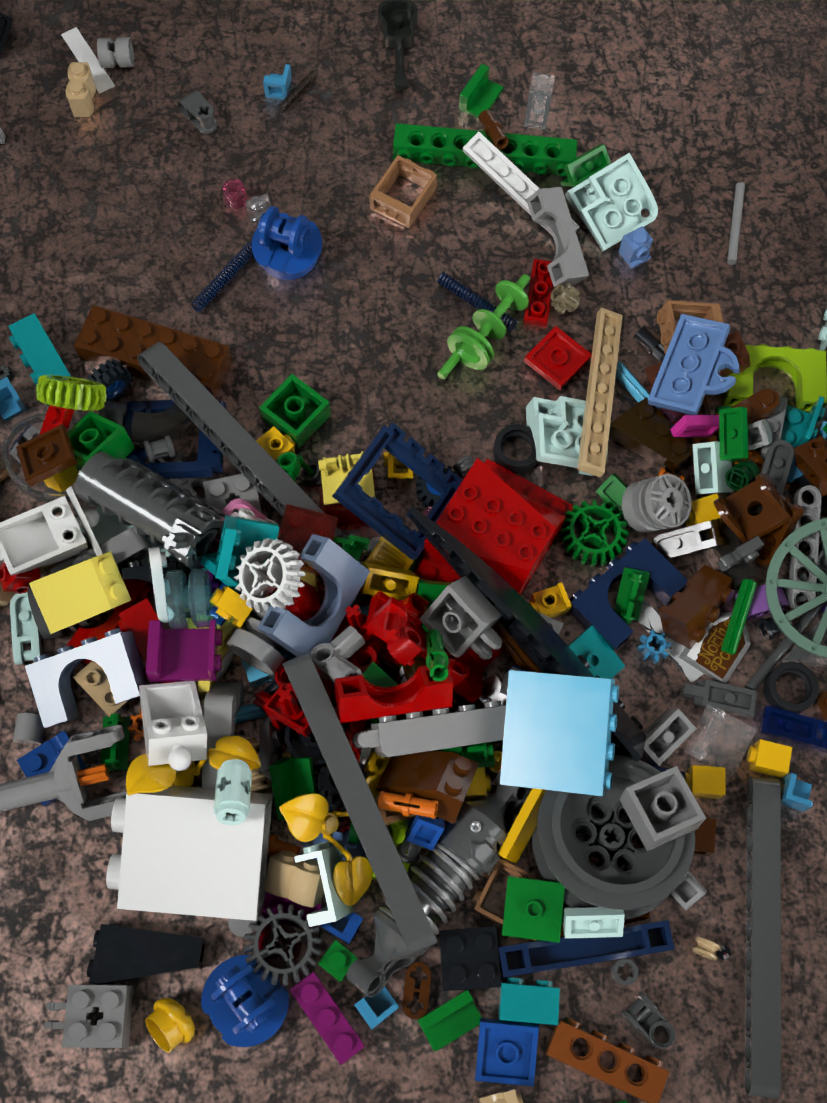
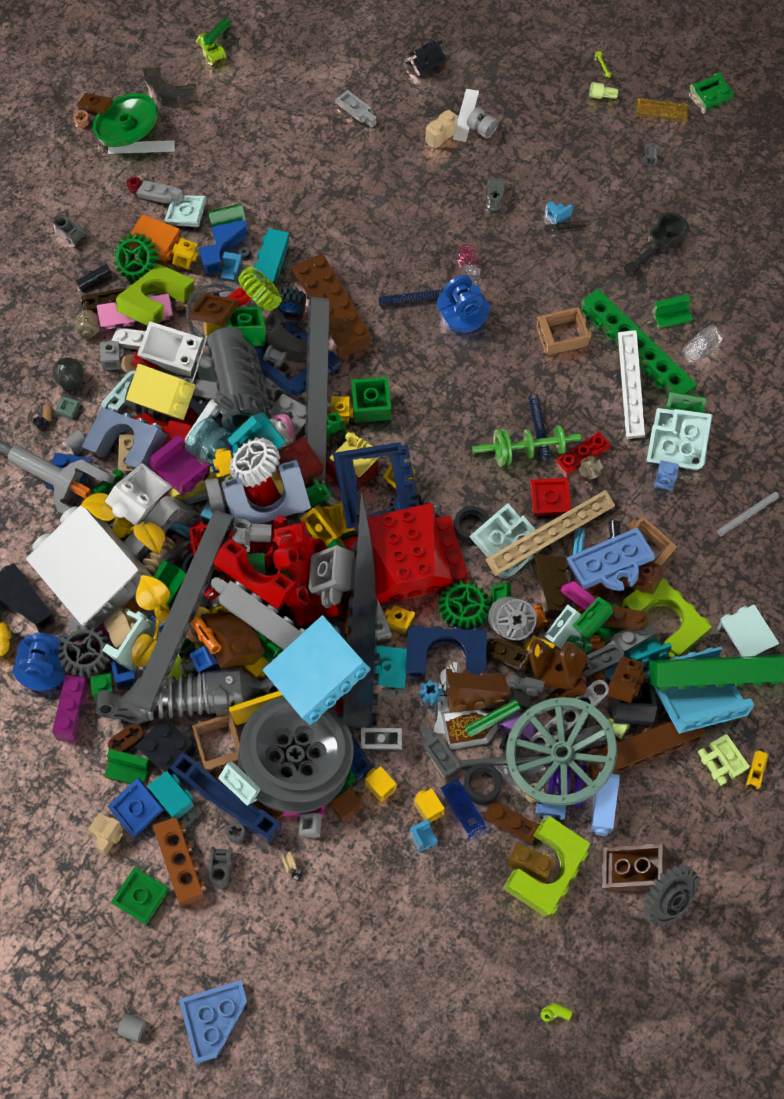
camera: 45 degrees right, 5 degrees down
(232, 792) = (128, 547): light aqua piece -> none
(376, 1008) = (98, 728): dark azure panel -> none
(436, 658) = (291, 574): green pin -> none
(493, 129) = (649, 337): reddish brown pin -> none
(533, 909) = (217, 750): green plate -> none
(551, 210) = (631, 409): light grey arch -> none
(631, 594) = (447, 654): green hinge -> none
(662, 808) = (325, 752): light grey brick -> none
(720, 740) = (412, 772): clear hinge -> none
(759, 434) = (610, 631): light grey brick -> none
(763, 939) = (325, 885): dark grey beam -> none

